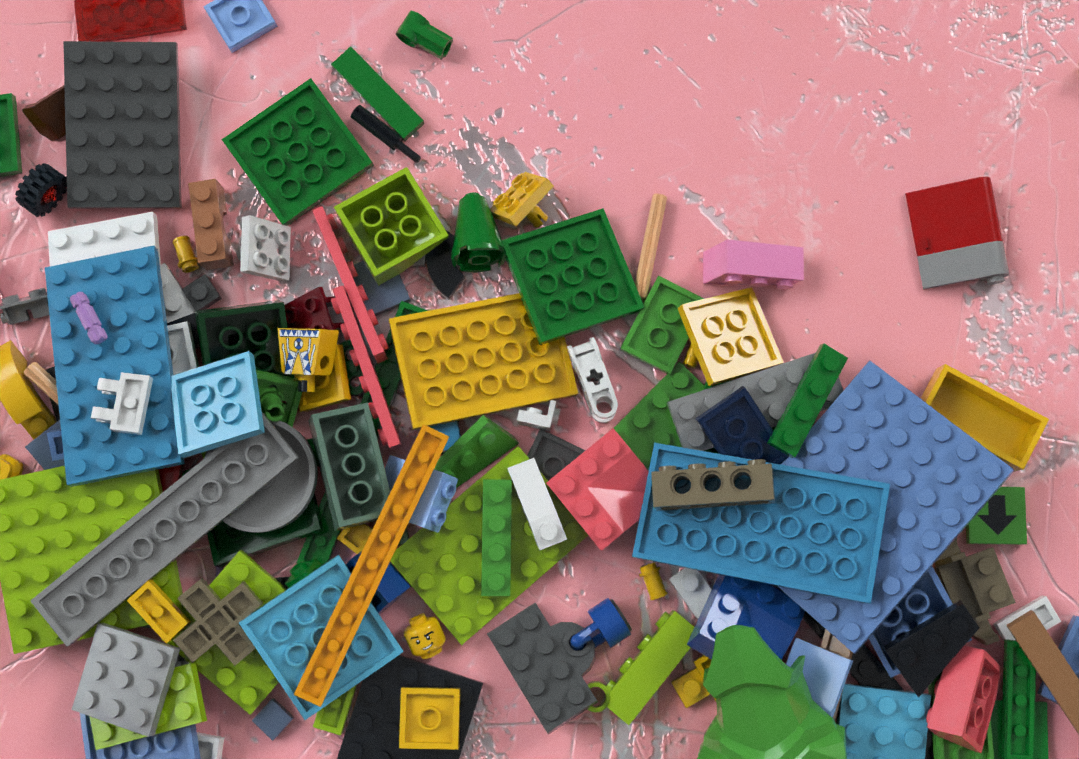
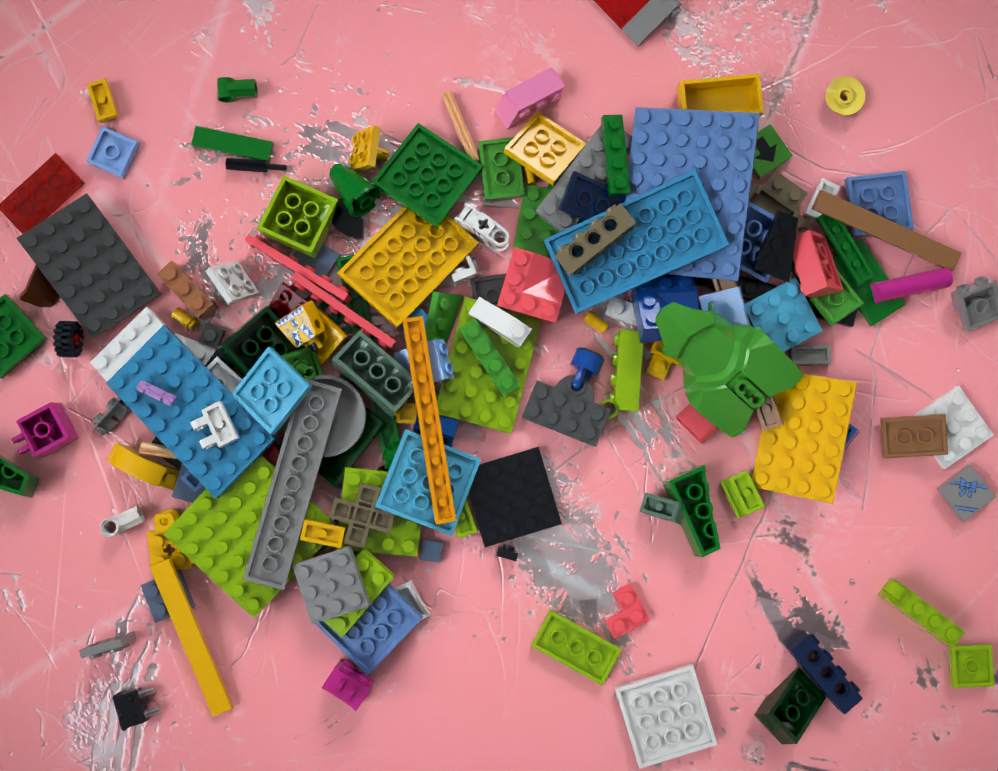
camera: 45 degrees left, 5 degrees up
(297, 152) = (209, 212): green plate -> none
(424, 636) = (486, 443): yellow head -> none
(429, 718) = (522, 485): yellow plate -> none

